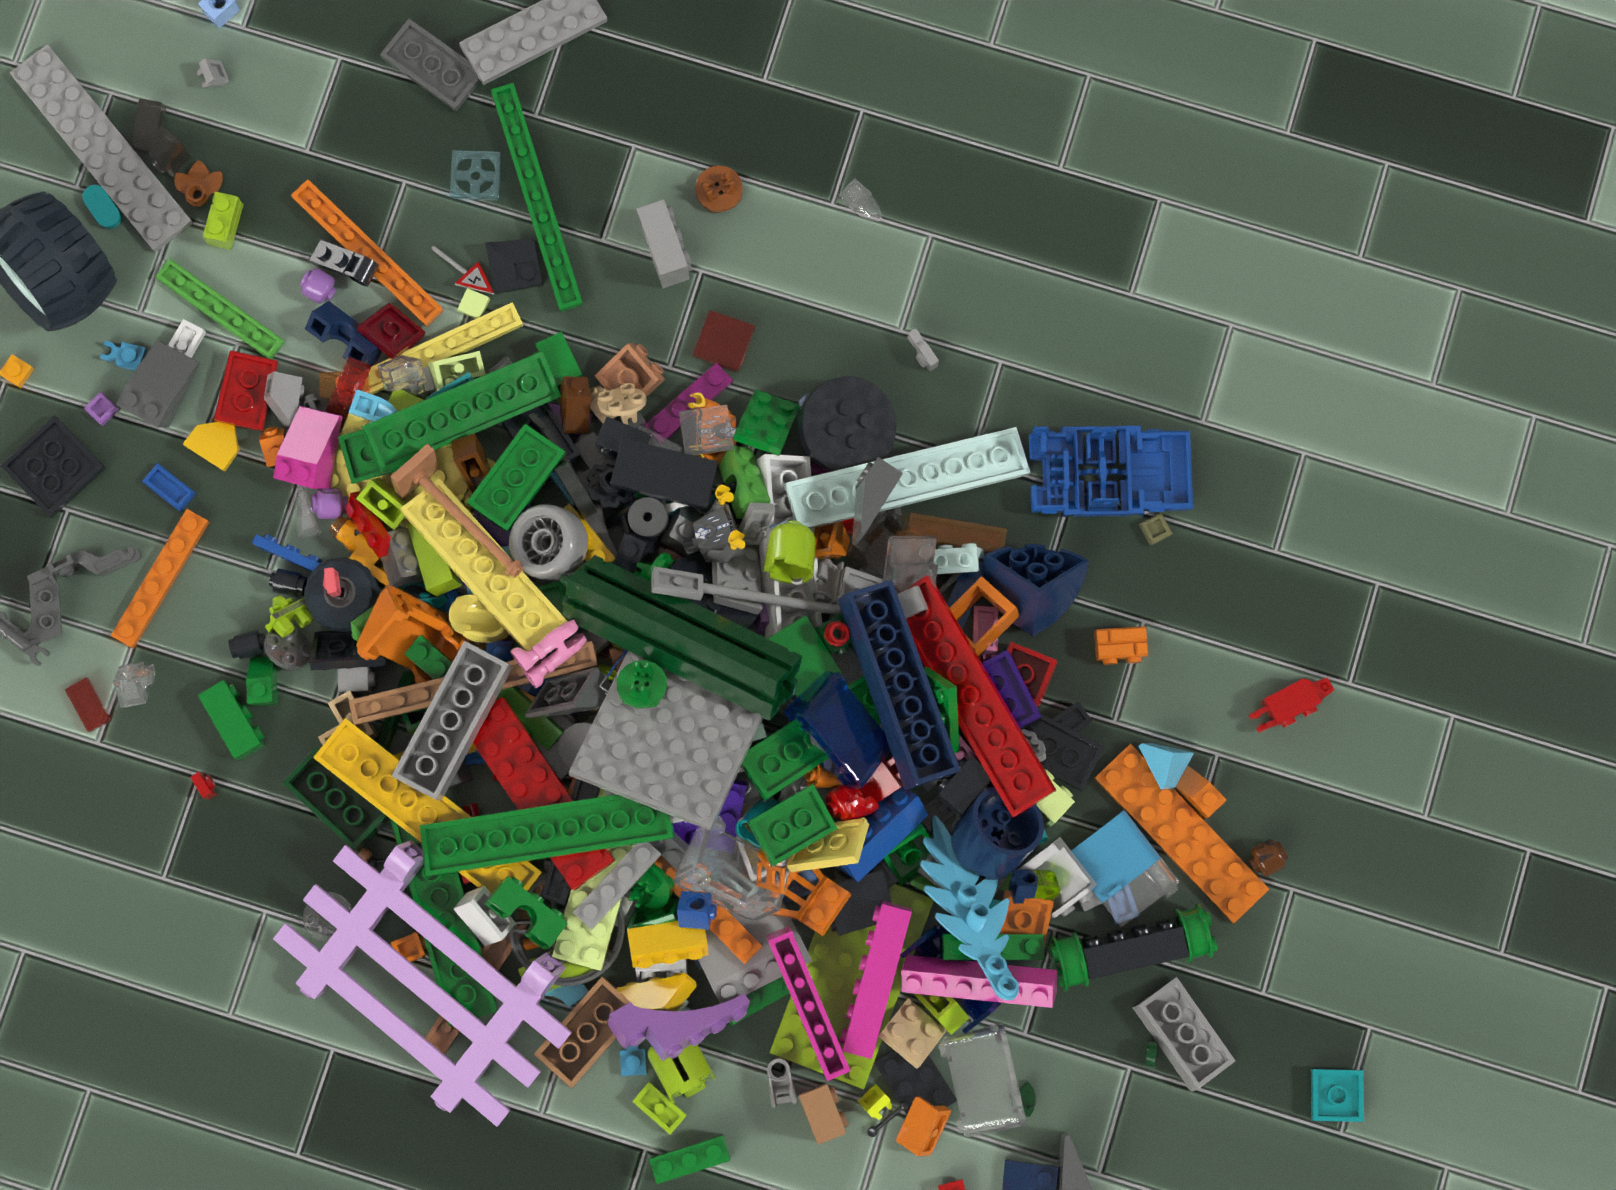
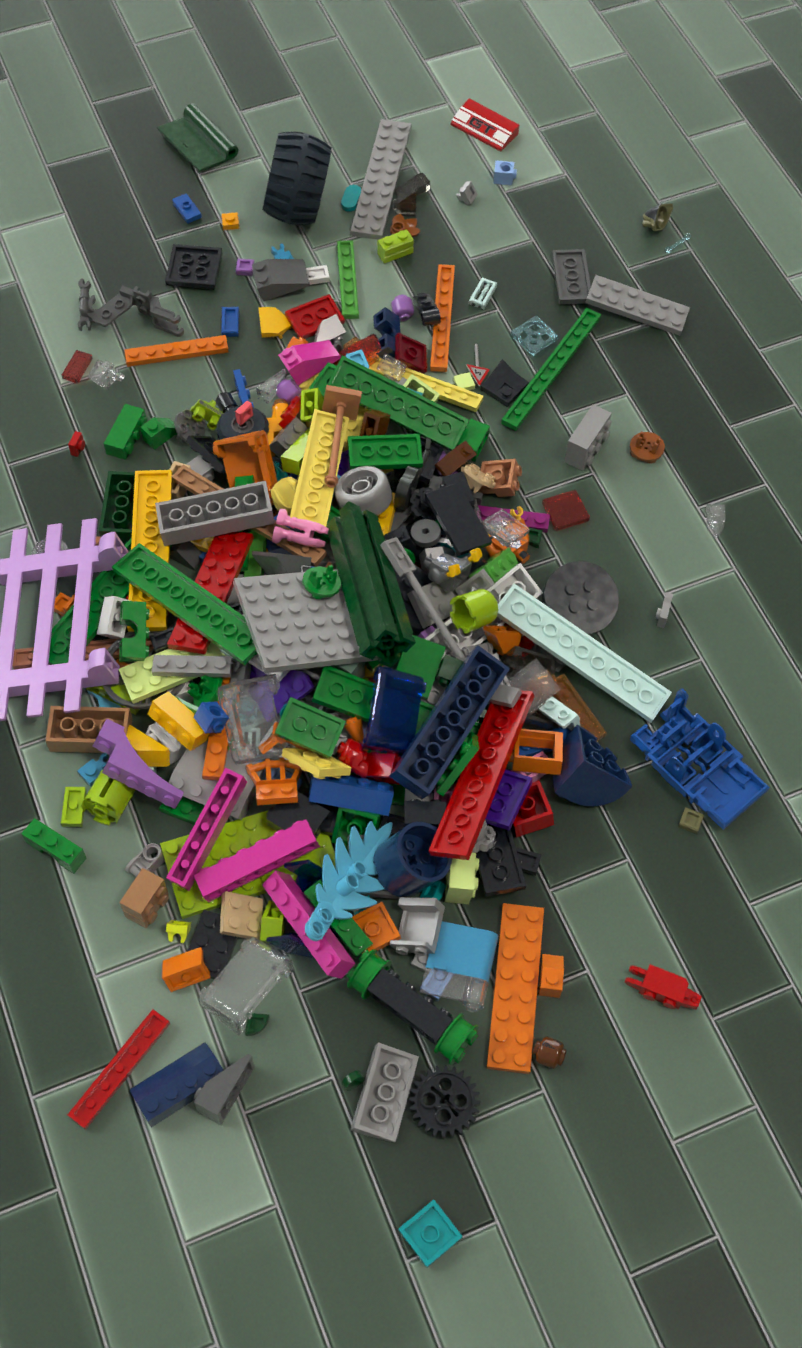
camera: 50 degrees right, 20 degrees down
(247, 644) = (172, 408): black brick -> none
(377, 196) = (472, 300): none -> light aqua tile
(728, 398) = (535, 537): none -> dark green tile
(766, 422) = (538, 556): green plate -> none
(841, 628) = (451, 660): red plate -> none
(873, 1130) = (158, 944): black hinge -> none
(875, 487) = (552, 629): dark grey slope -> none
(1033, 884) = (400, 912): leg -> none
(1121, 644) = (600, 853): orange brick -> none
(1165, 763) = (550, 939): medium azure slope -> none
(1234, 966) = (459, 1089): none -> black gear

